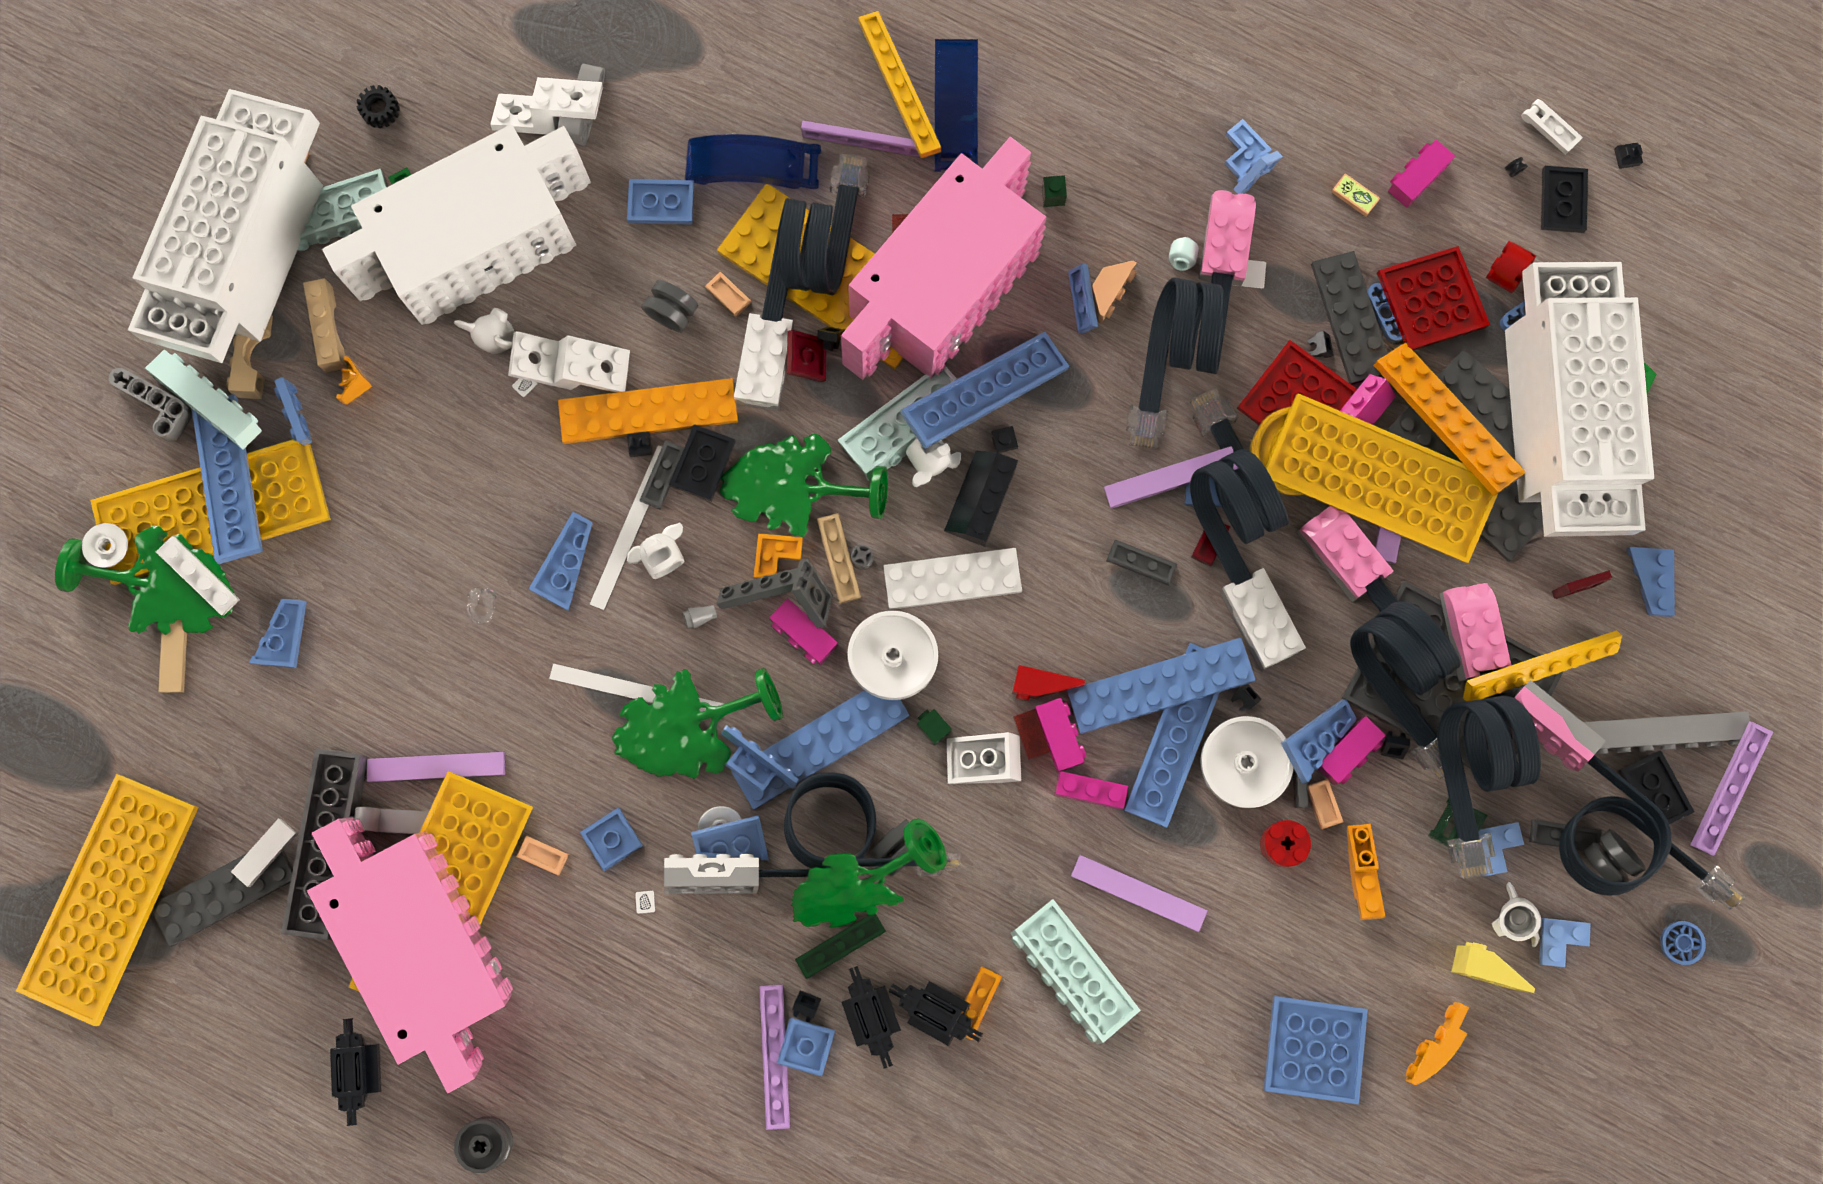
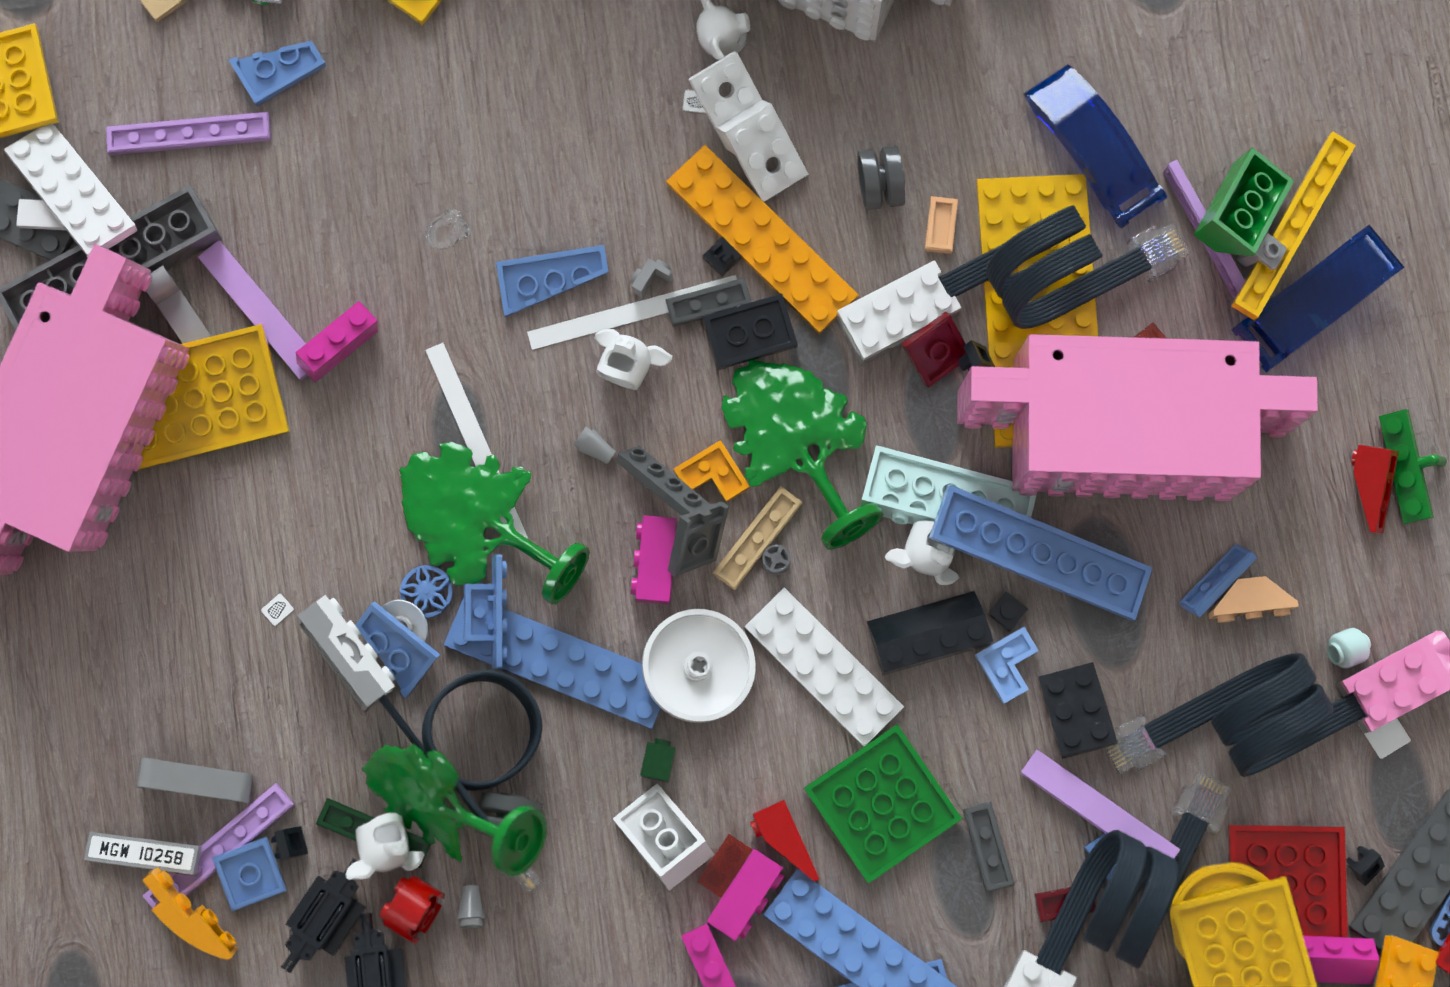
camera: 55 degrees right, 0 degrees up
(253, 832) = (70, 189): none -> white plate
(277, 727) = (188, 133): none -> lavender tile
(499, 730) = (336, 341): none -> dark pink brick
(542, 855) = (249, 476): light nougat tile -> none
(611, 839) = (313, 530): medium blue tile -> none
(614, 504) = (643, 278): none -> light grey bracket
(660, 201) = (983, 87): medium blue plate -> none
(708, 794) = (426, 590): none -> medium blue wheel
(716, 1039) = (194, 780): none -> light grey beam
(738, 1109) = (142, 853): none -> tile
(814, 1107) = (195, 927): none -> light orange slope
(857, 944) = (383, 848): none -> white piece
(864, 102) = (1244, 206): none -> green slope
(899, 113) = (1268, 253): none -> light grey bracket
(910, 954) = (412, 908): none -> red brick
(937, 917) = (470, 909): none -> light grey cone
(1032, 467) = (1000, 660): none -> light blue plate
(1054, 191) = (1308, 465): dark green brick -> none
(1066, 606) = (882, 803): none -> green plate
(1090, 157) = (1374, 478): none -> red slope
(1099, 134) = (1409, 473): none -> green plate
(1099, 443) = (1077, 710): none -> black plate

